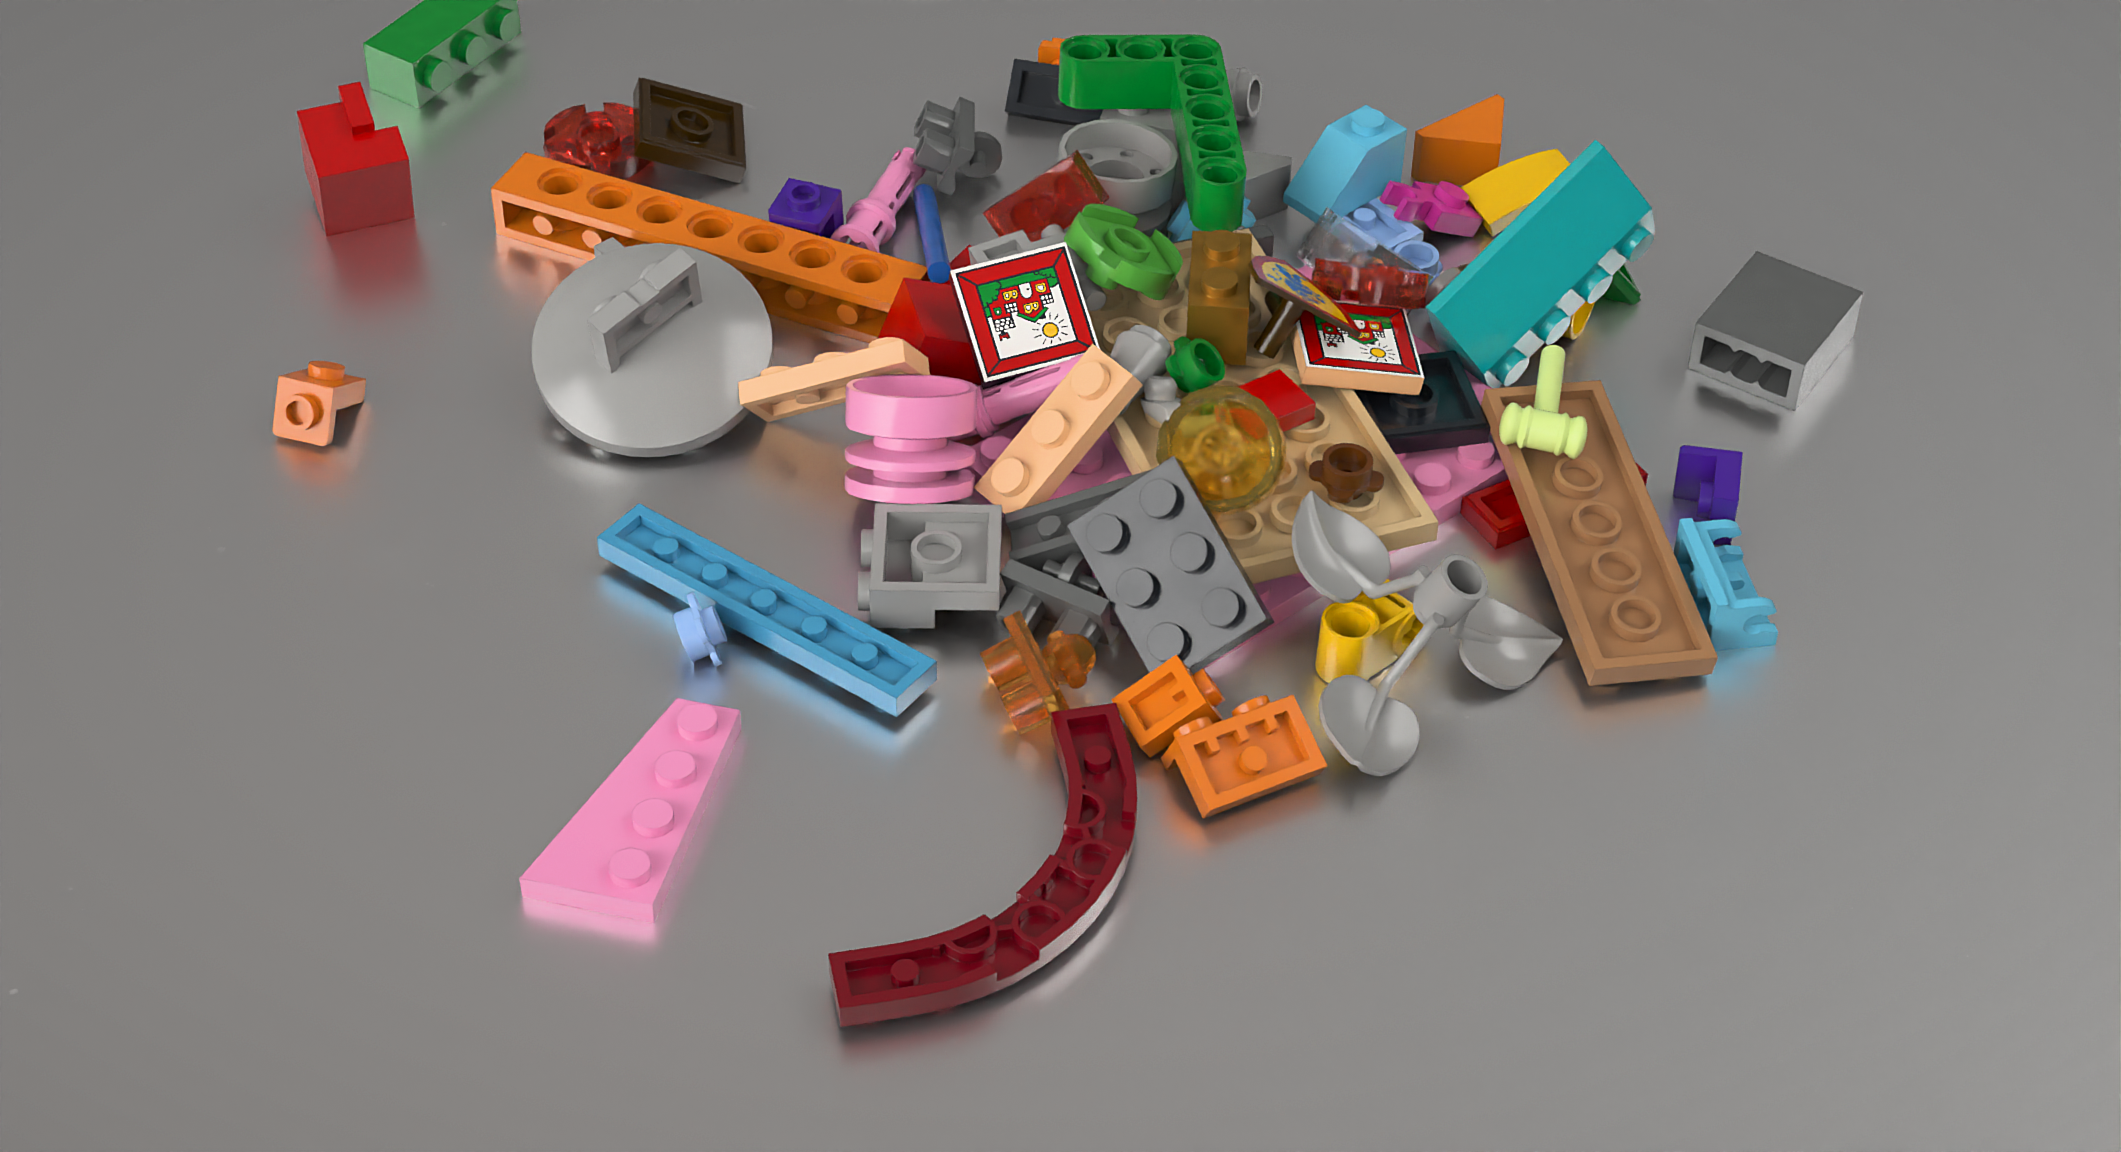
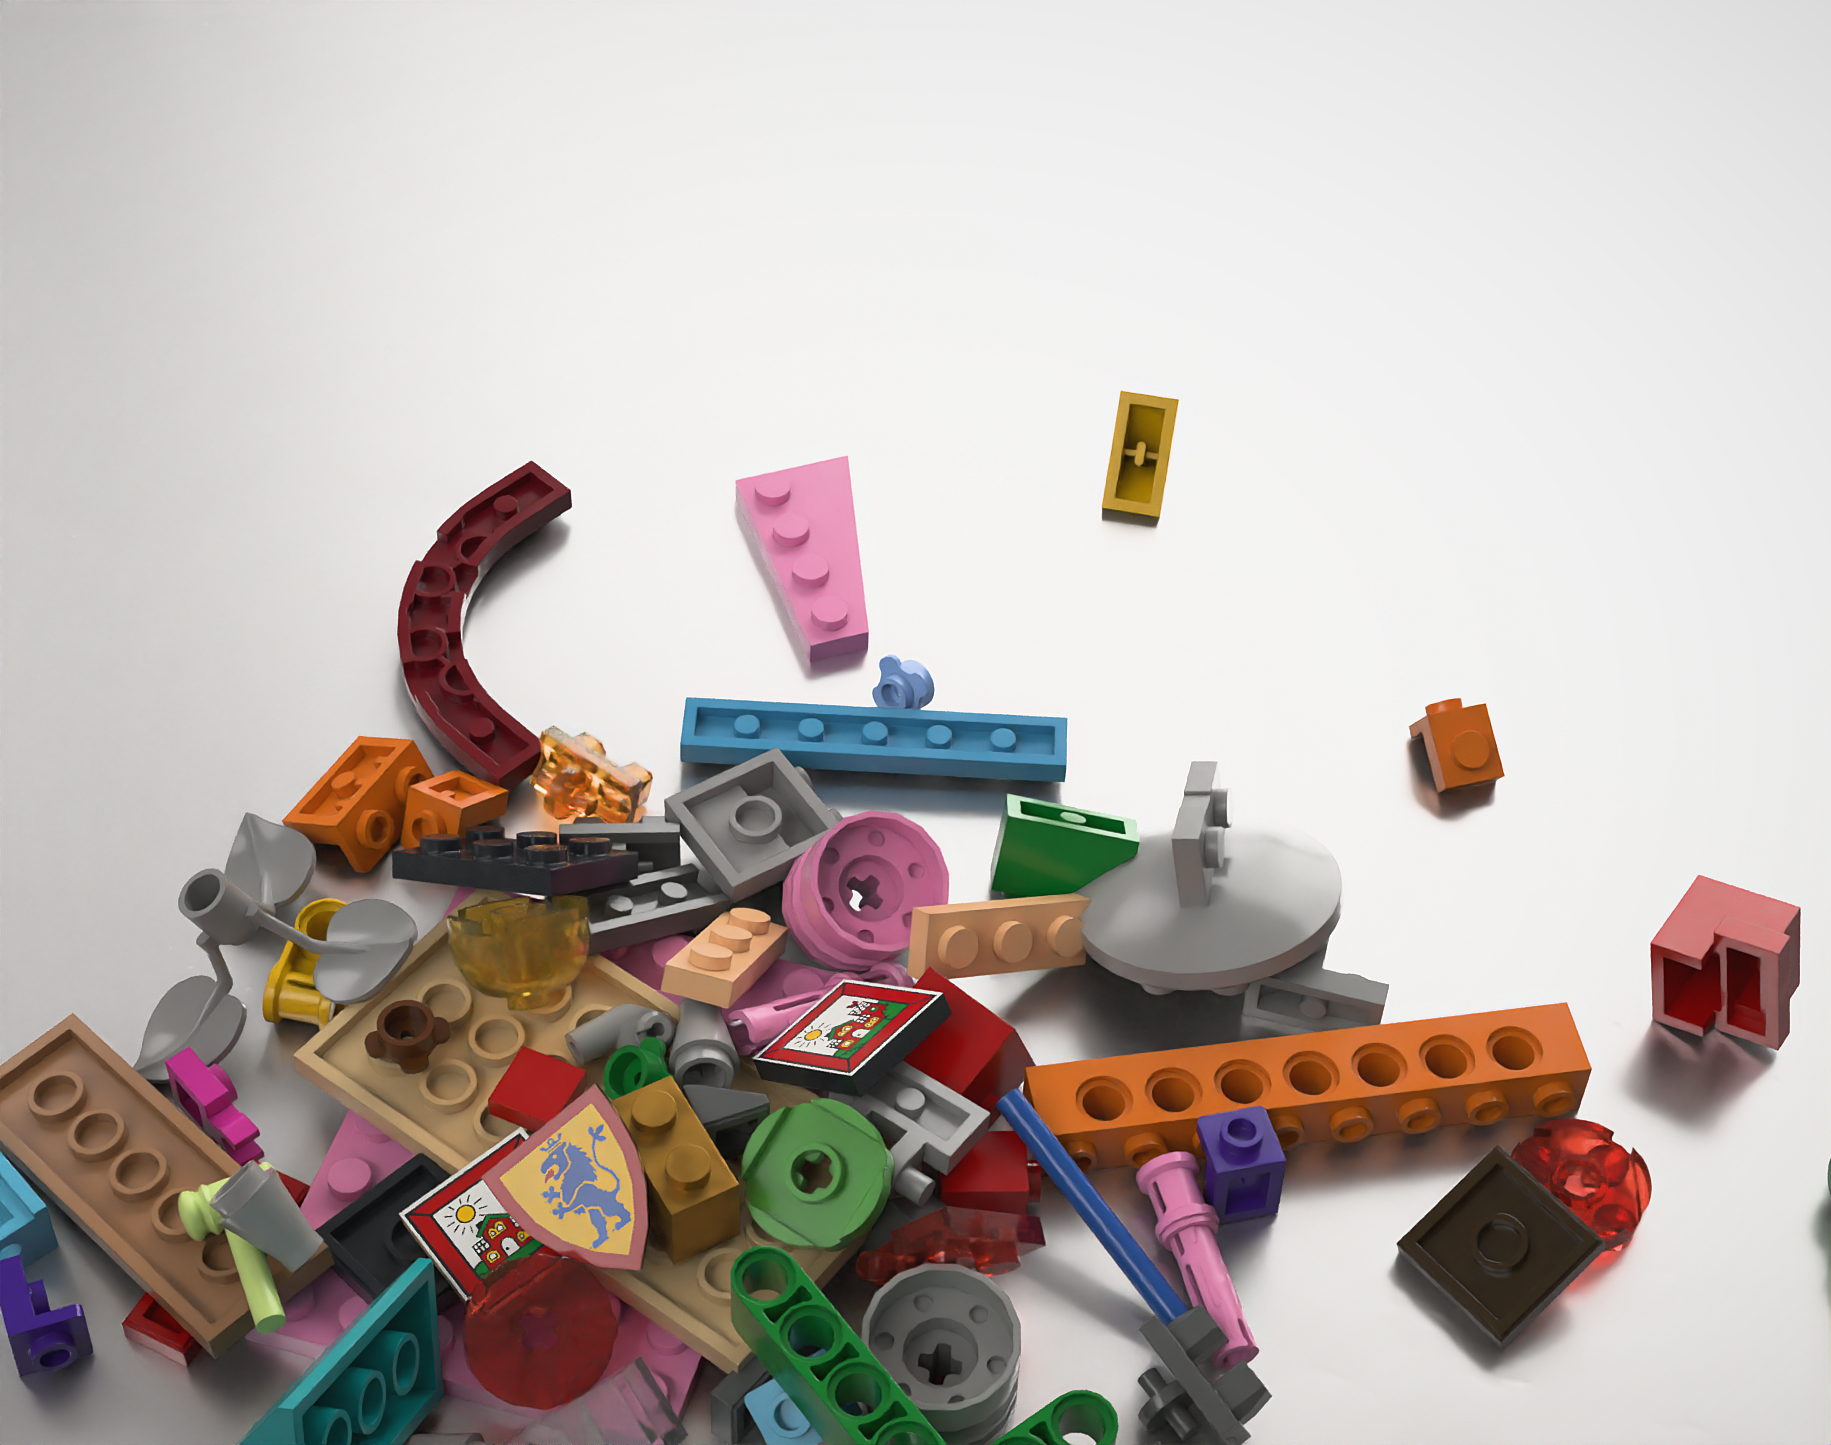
camera: 145 degrees right, 5 degrees up
(261, 732) = (1140, 453): none -> yellow slope
(719, 432) = (1056, 847): none -> green slope
(1157, 306) = (727, 1115): none -> dark grey slope
(1513, 573) = (207, 1099): none -> dark pink plate
(1534, 375) = (265, 1215): none -> light grey cone

